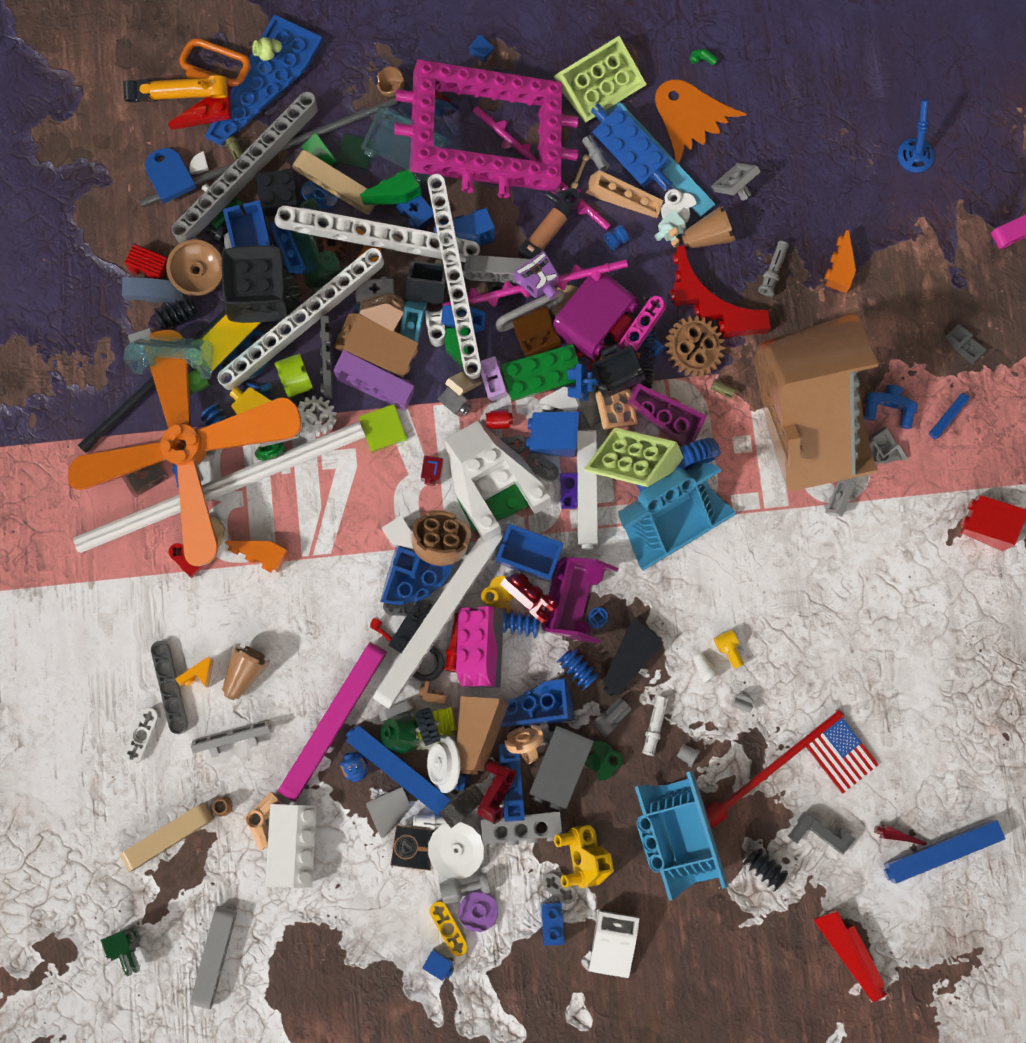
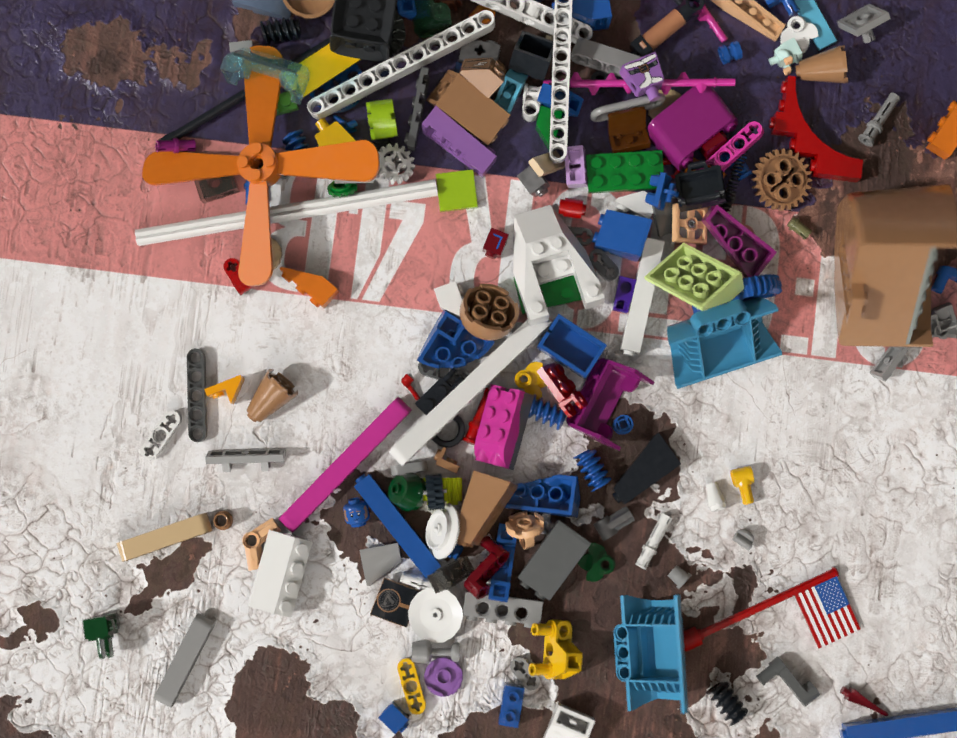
camera: 15 degrees right, 5 degrees up
(96, 446) = (175, 145): none -> magenta pin

